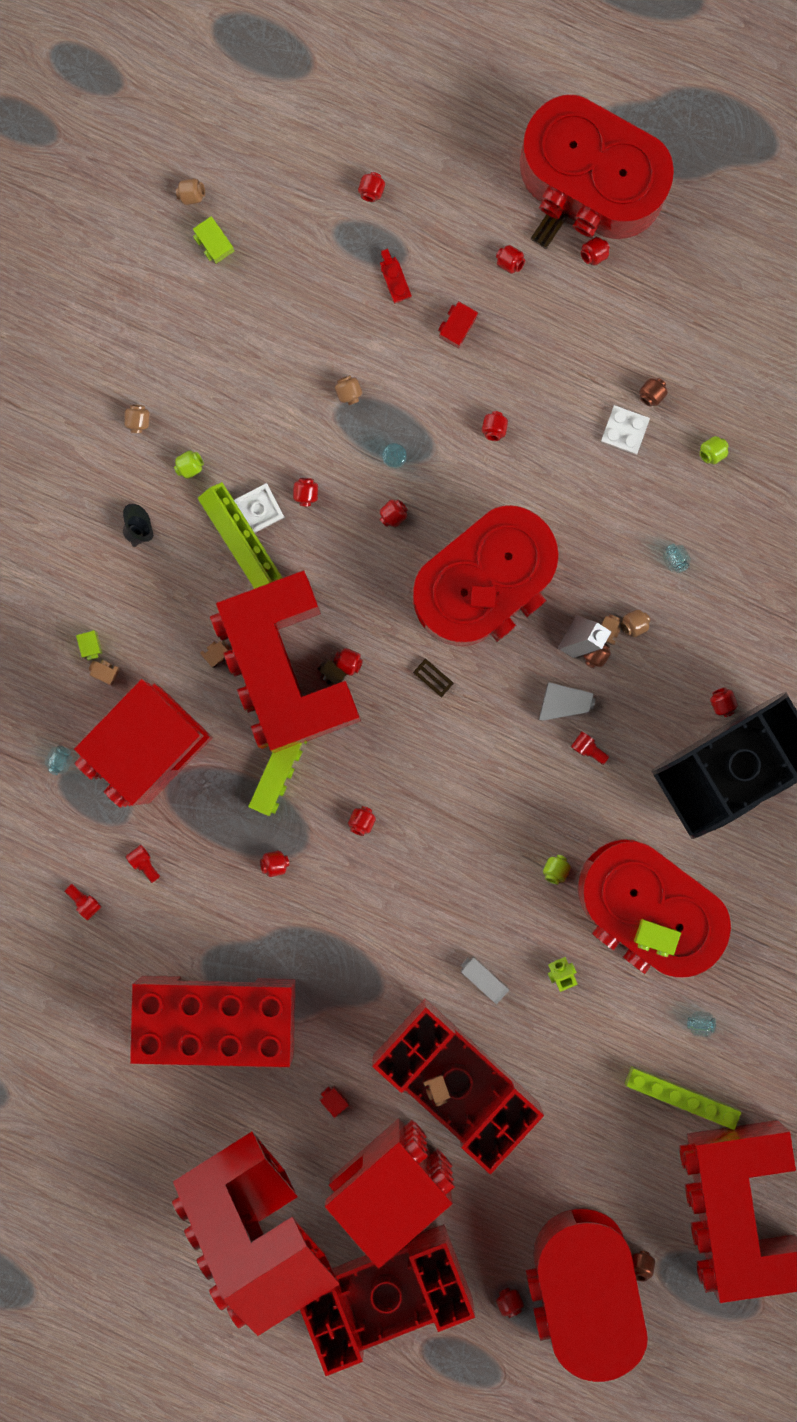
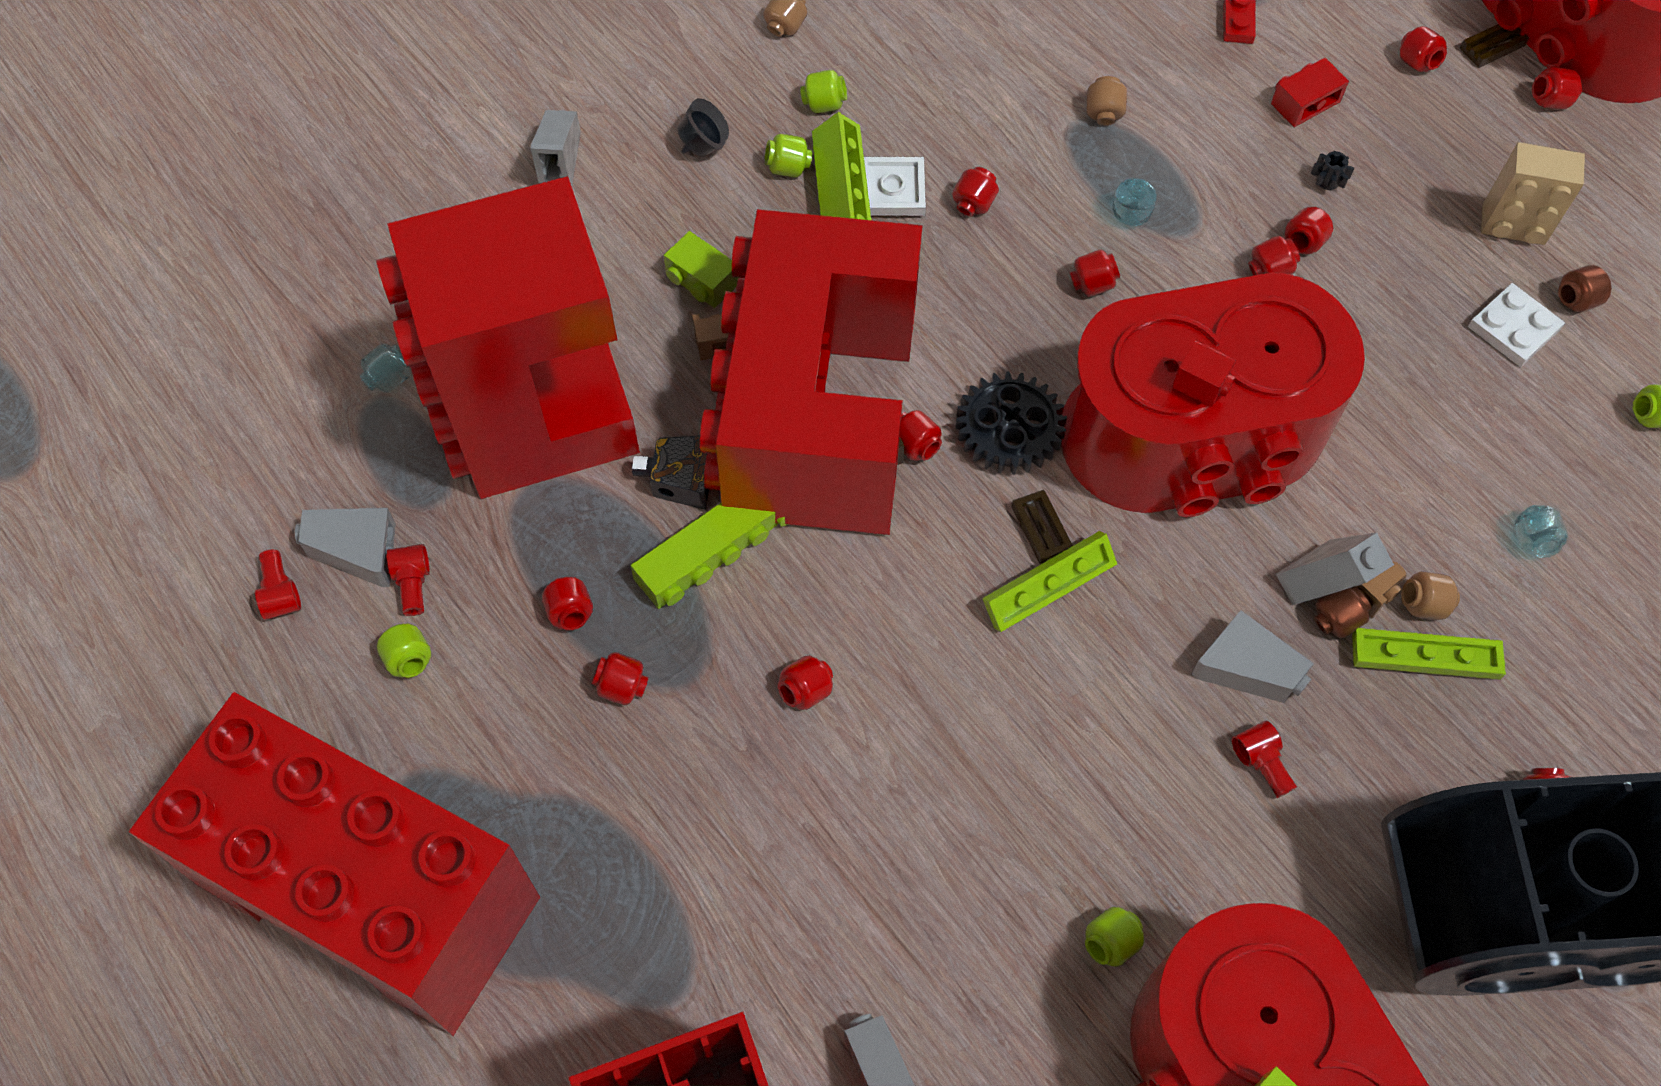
camera: 25 degrees right, 25 degrees down
(64, 579) = (556, 145): none -> light grey slope
(103, 861) = (349, 540): none -> light grey slope
(165, 902) = (404, 650): none -> lime head
(185, 617) = (700, 269): none -> lime brick
(191, 519) = (787, 155): none -> lime head
(227, 839) = (567, 603): none -> red head
(239, 740) = (675, 471): none -> torso
(396, 611) = (1010, 422): none -> black gear
(451, 708) = (1049, 581): none -> lime plate
(484, 455) = (1274, 256): none -> red head
(494, 381) = (1332, 170): none -> black gear
(605, 353) = (1532, 193): none -> tan brick
(645, 654) = (1428, 653): none -> lime plate

